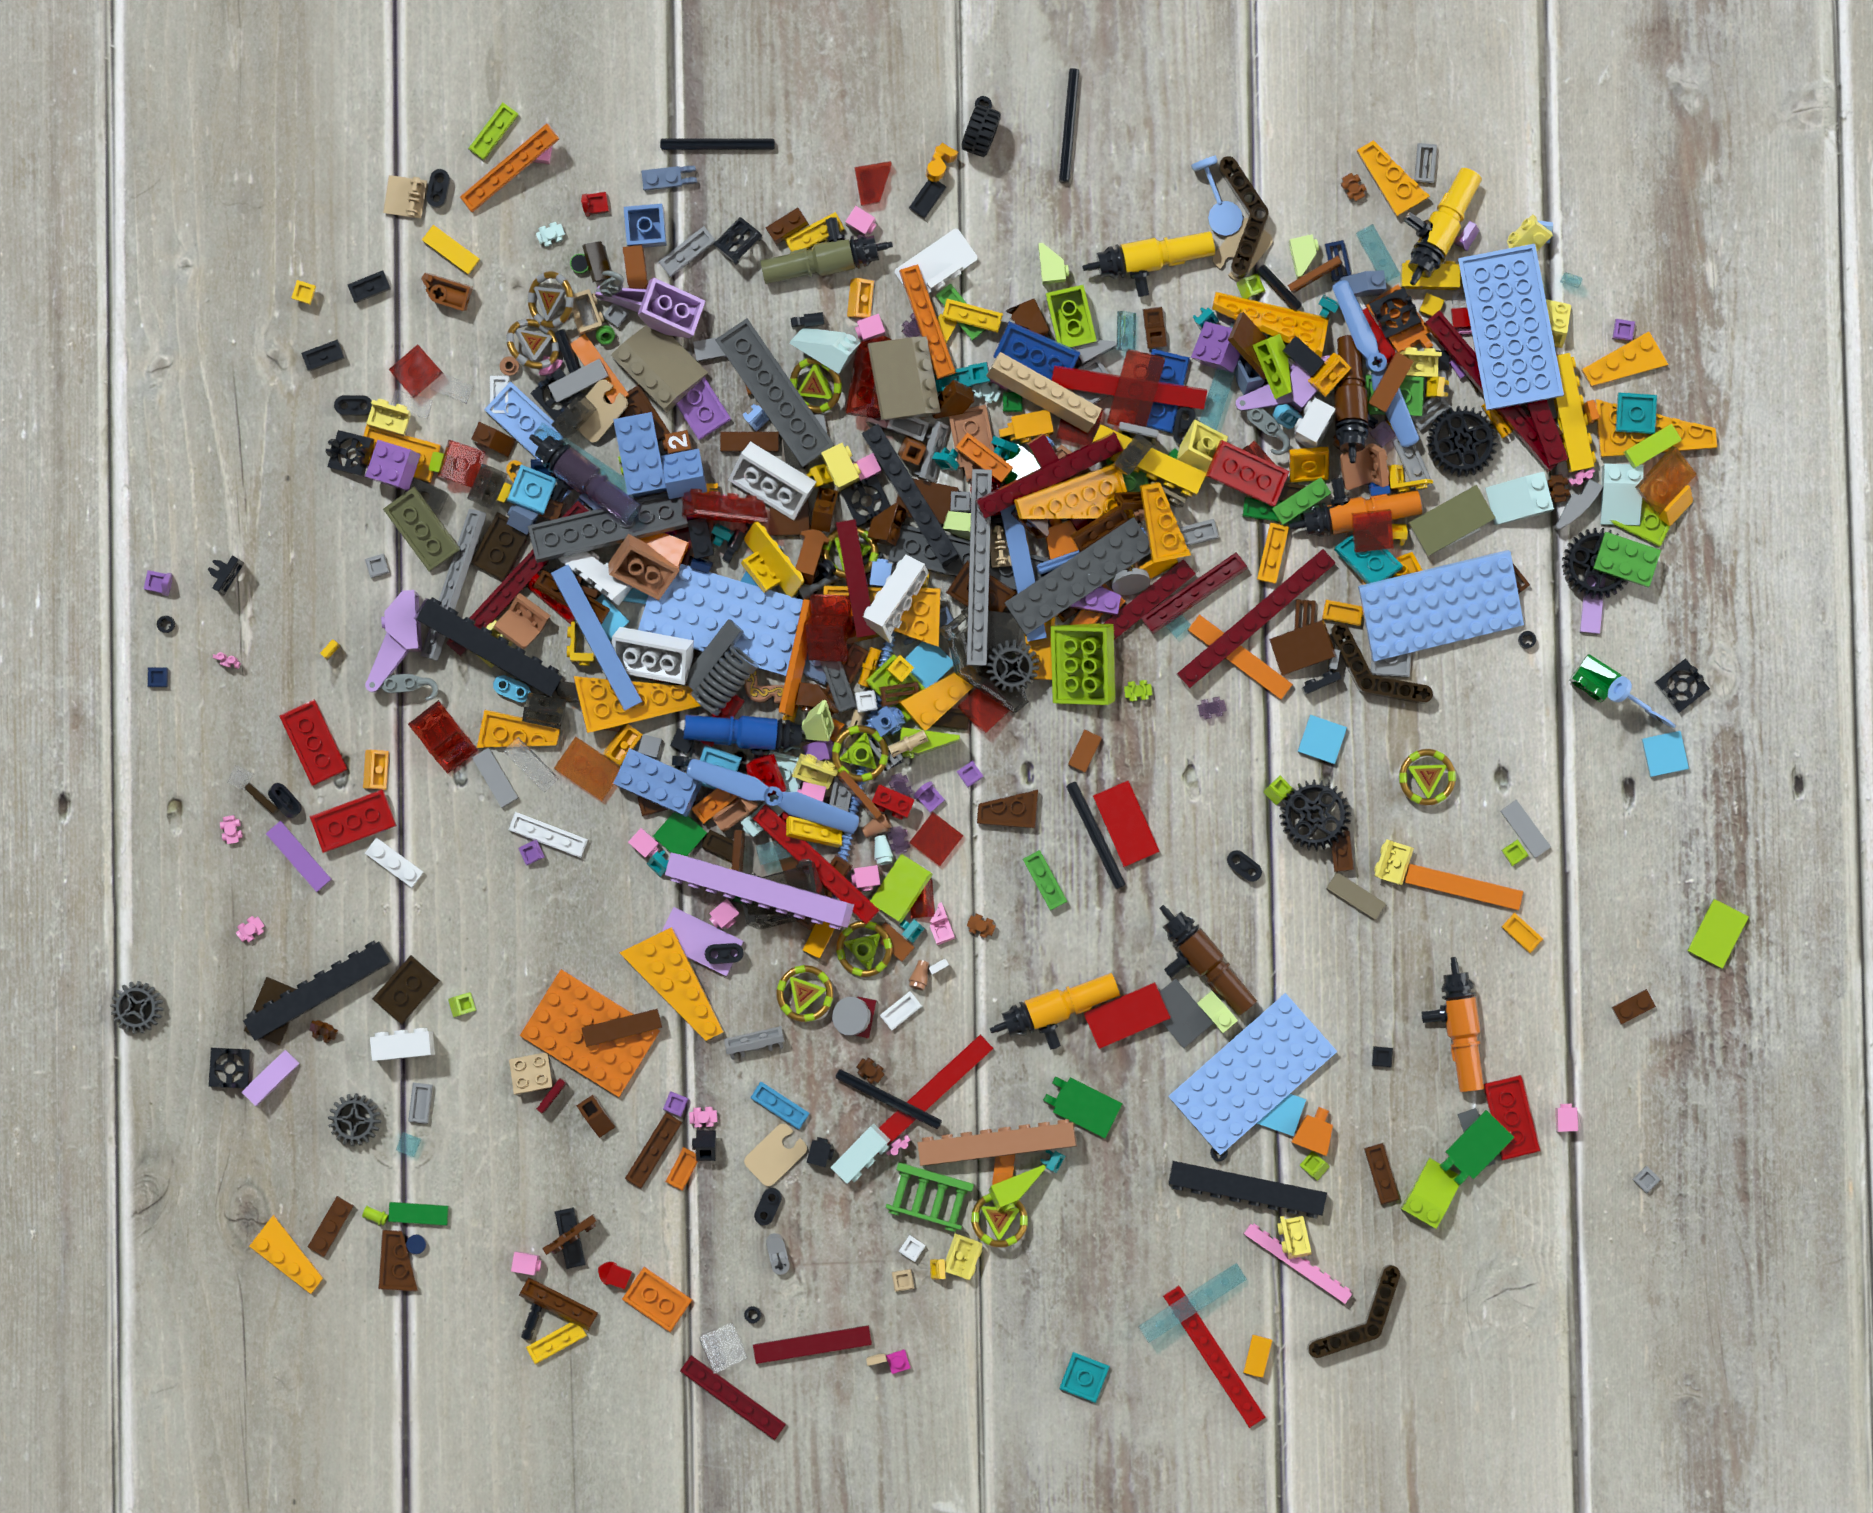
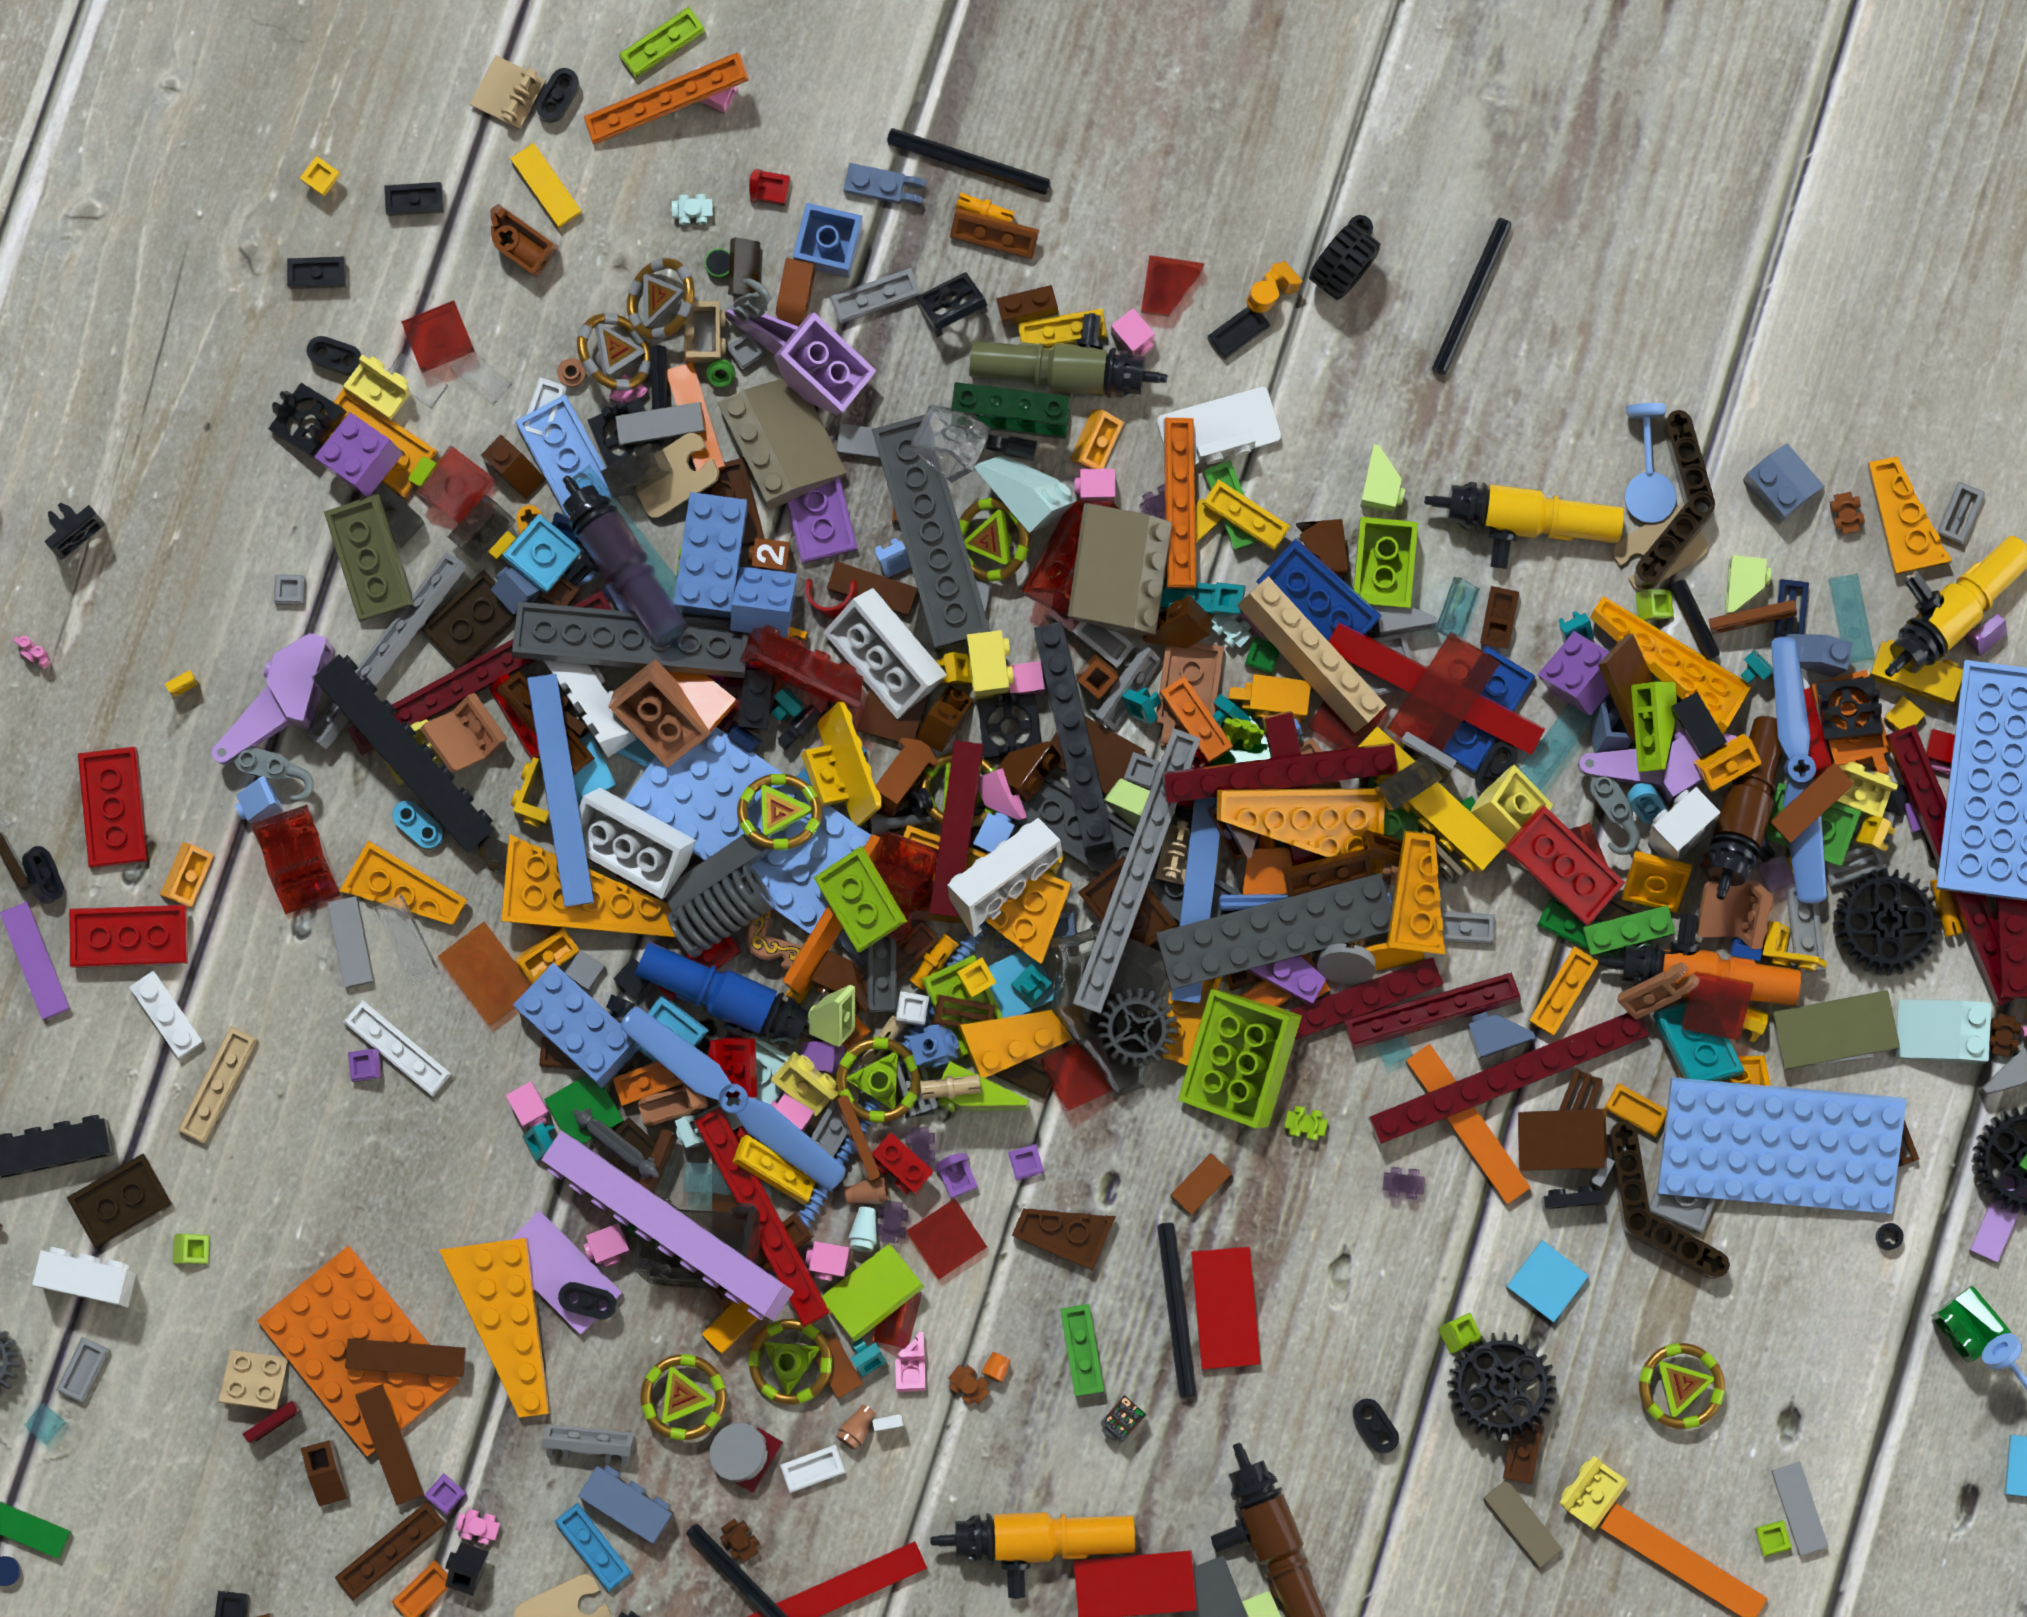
camera: 15 degrees right, 5 degrees down
(405, 708) = (258, 801): none -> light blue slope
(442, 896) = (217, 1085): none -> tan tile
(544, 710) = (452, 870): clear smoke brick -> none
(630, 1084) = (389, 1444): none -> reddish brown tile
(708, 849) = (616, 1143): none -> dark grey wheel
(732, 463) = (831, 612): none -> red helmet
(738, 172) = (983, 207): none -> light orange pin
(740, 604) = (779, 811): none -> piece
(750, 185) = (994, 233): none -> dark orange tile
(768, 330) = (950, 441): none -> clear slope
(791, 1071) = (626, 1503): none -> sand blue brick
(799, 298) = (1014, 409): none -> dark green fence
(810, 643) = (860, 899): none -> lime tile
(875, 549) = (997, 795): none -> bright pink slope
(936, 660) = (1031, 984): none -> teal tile
(994, 909) = (996, 1367): none -> orange hose
(1016, 454) = (1243, 730): none -> lime piece
(1084, 915) = (1122, 1419): none -> brick
(1239, 594) = (1496, 1034): none -> sand blue slope
(1306, 180) = (1783, 482): none -> sand blue slope
(1332, 534) = (1657, 991): none -> nougat hinge

